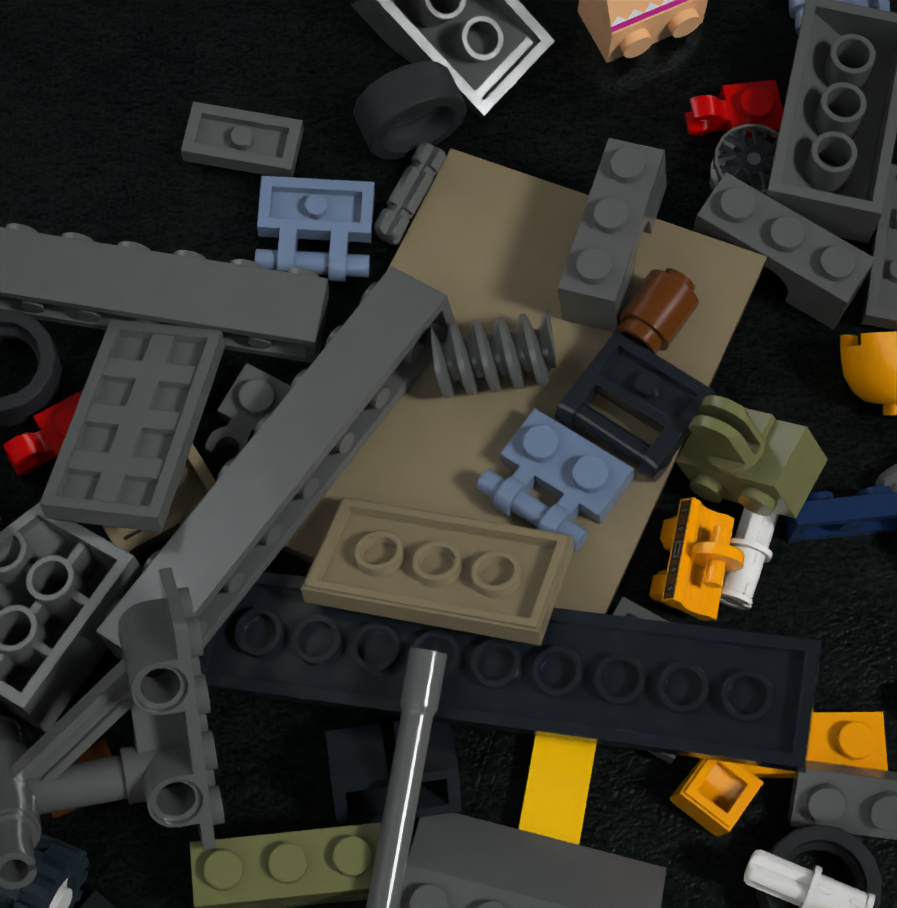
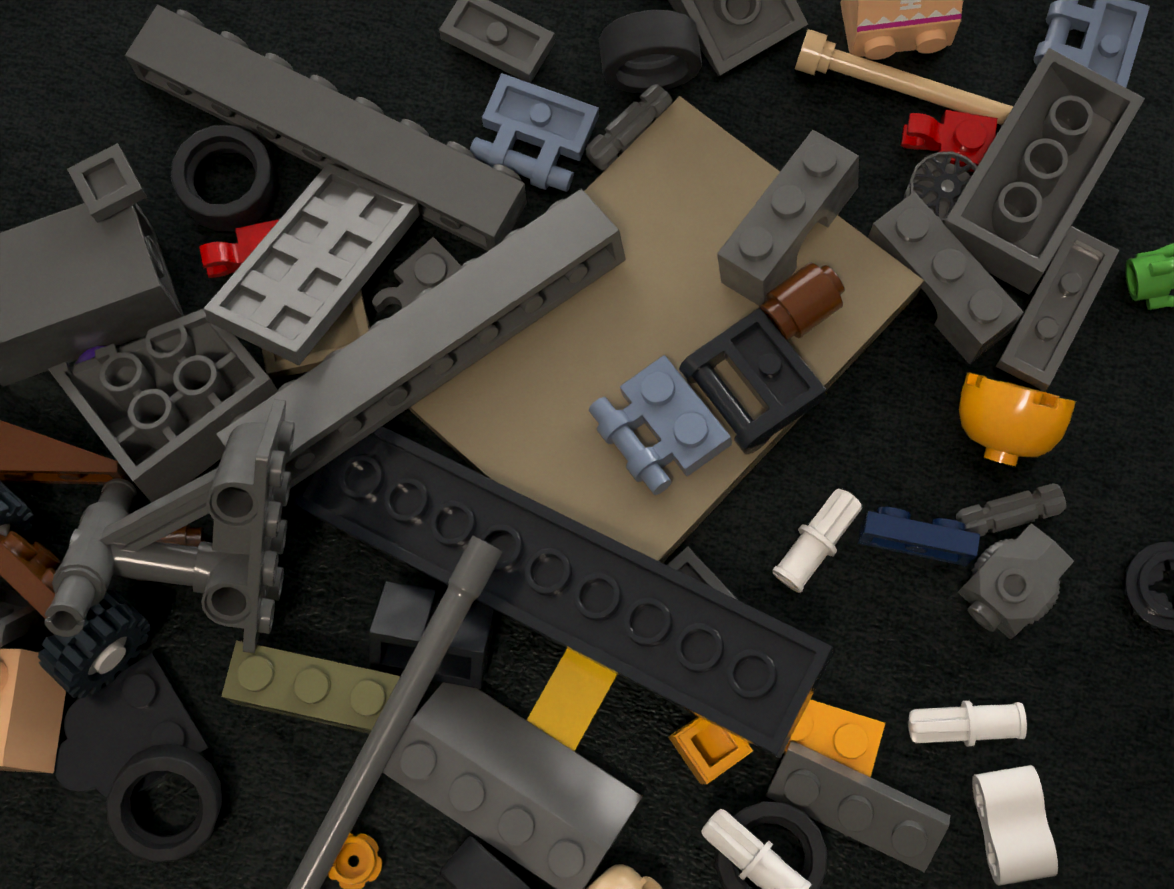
camera: 25 degrees right, 5 degrees up
(439, 570) = (529, 474): dark tan tile -> none
(494, 355) = (643, 298): dark grey piece -> none
(579, 67) = (820, 55): none -> tan piece
(697, 560) = (764, 535): light orange hips -> none
(750, 458) = (842, 460): olive brick -> none

